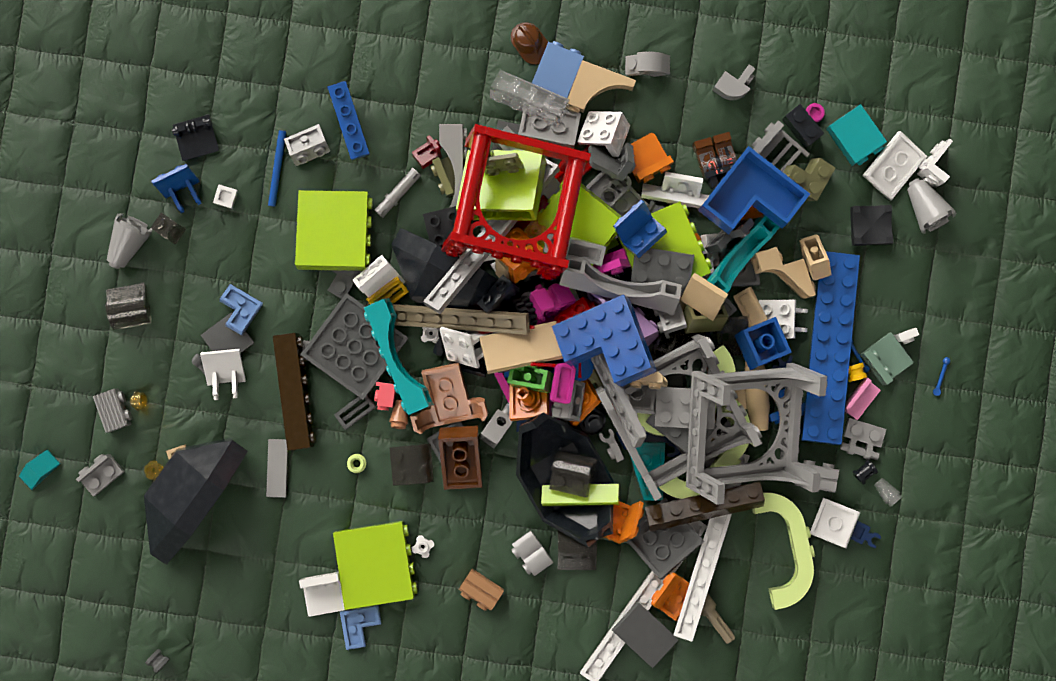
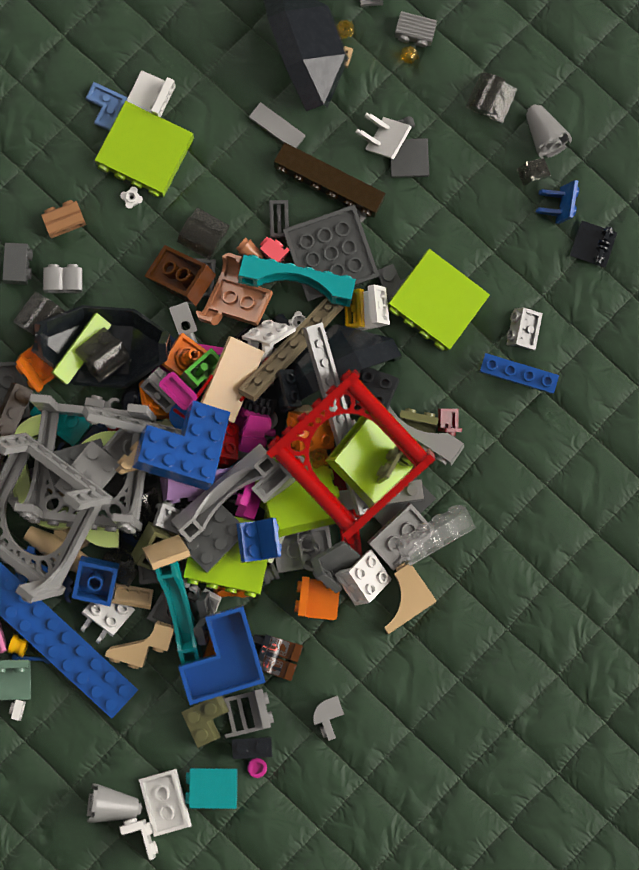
camera: 120 degrees right, 5 degrees down
(225, 196) = (527, 234): white plate -> none
(245, 308) = (424, 188): medium blue tile -> none
(277, 168) = (521, 291): blue bar -> none
(350, 463) = (235, 185): yellowish green plate -> none
(393, 197) = (433, 374): light grey pin -> none
(529, 42) = (483, 571): reddish brown piece -> none
(546, 601) = (16, 263): none -> dark grey brick
(558, 69) = (443, 576): medium blue brick -> none
(647, 63) = (395, 654): light grey brick -> none
(675, 189) = (273, 603): white bracket -> none
(815, 257) = (135, 677): tan brick -> none
(871, 225) = (129, 746): black brick -> none

